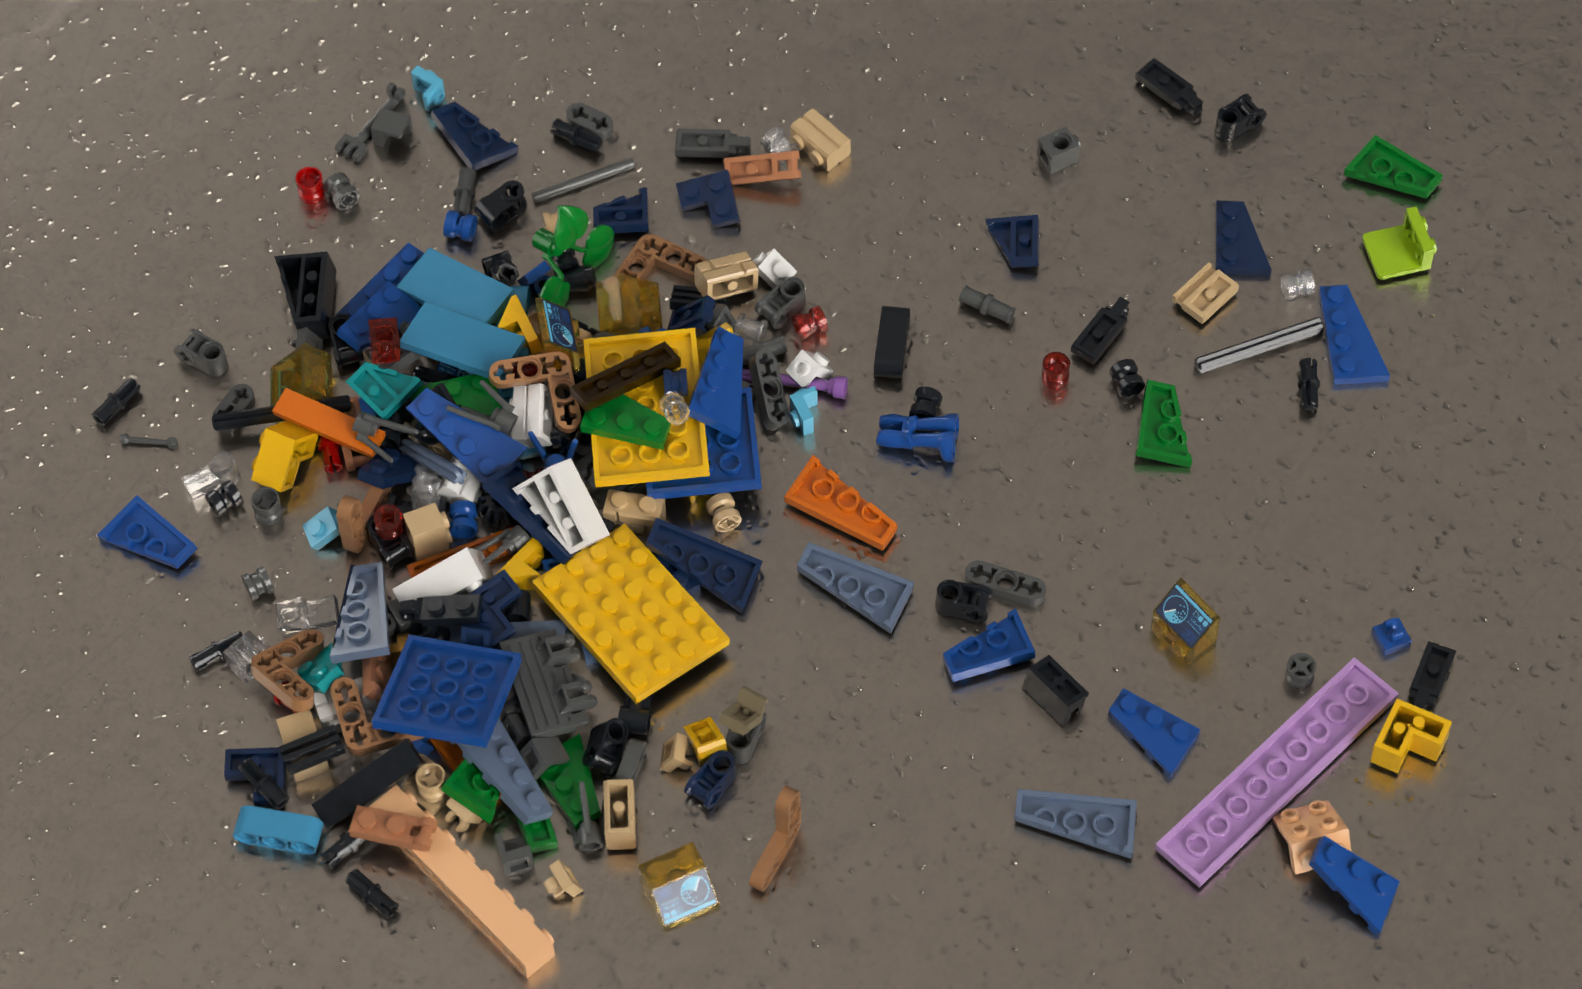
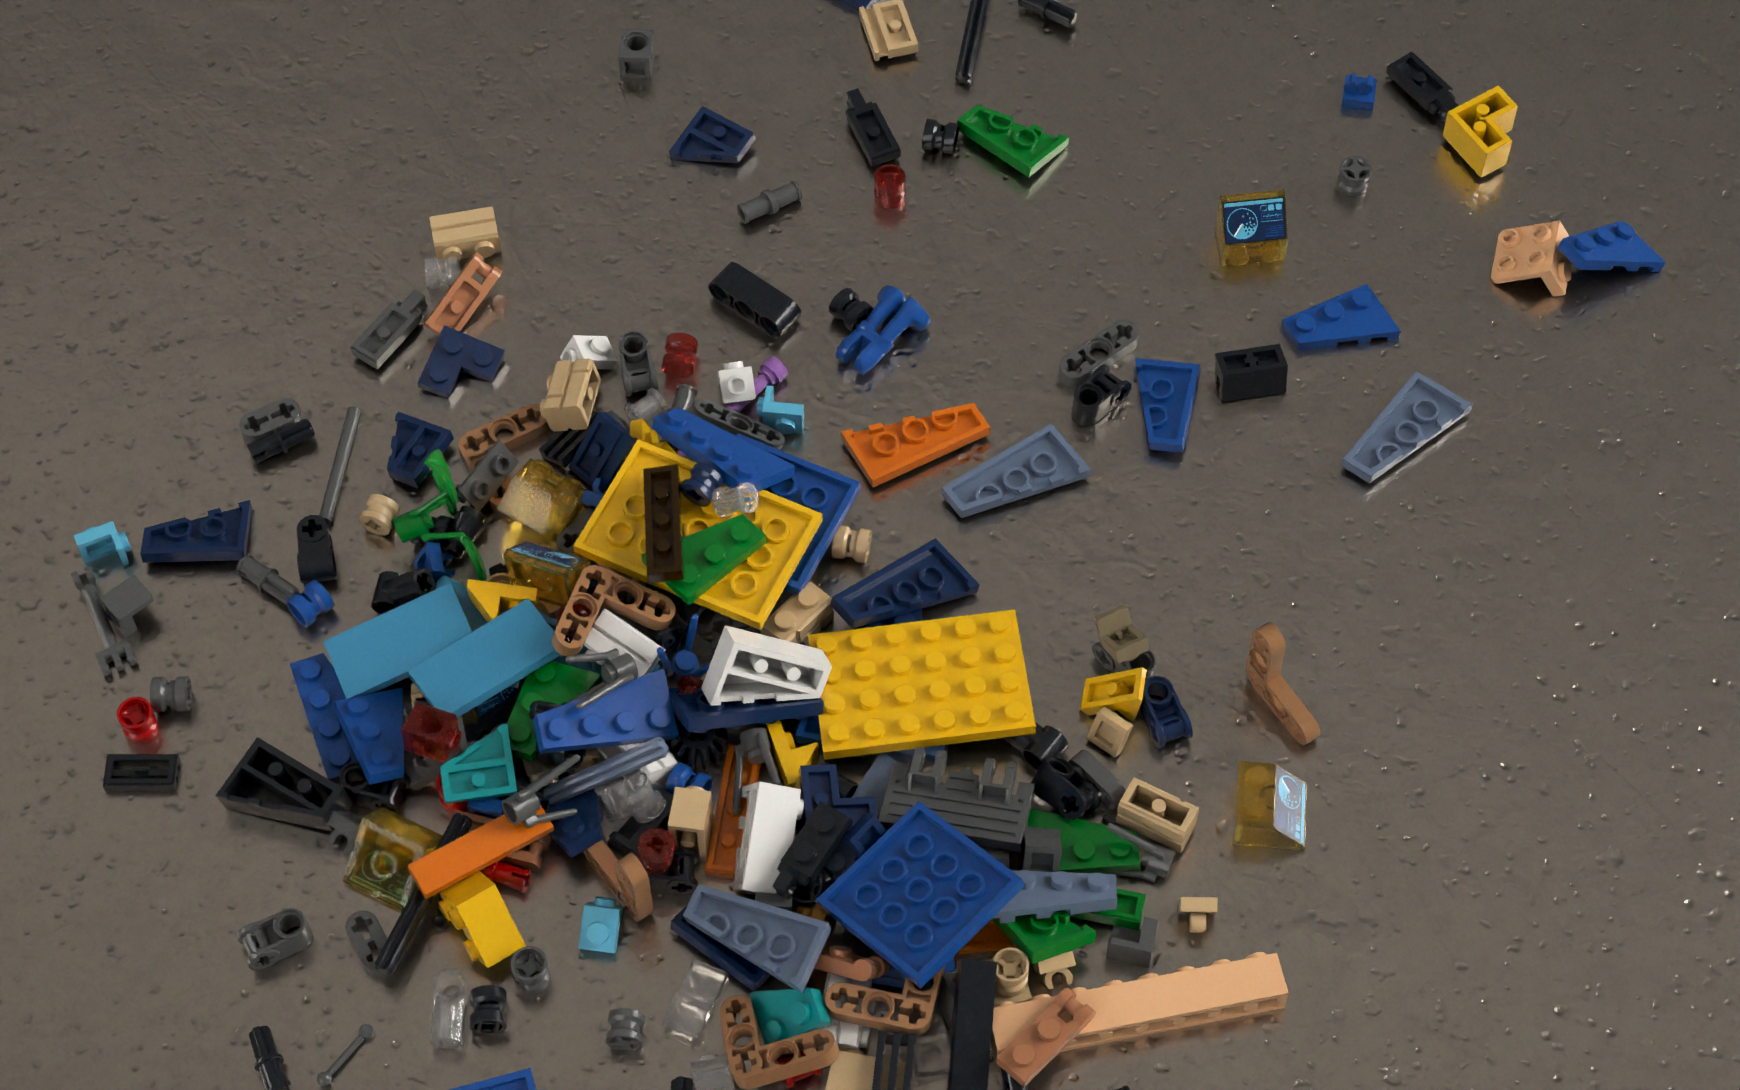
camera: 60 degrees left, 0 degrees up
(287, 227) = (141, 778): none -> black tile
(625, 263) = (487, 476): none -> dark grey hinge
(1276, 772) = (1451, 252): lavender plate -> none

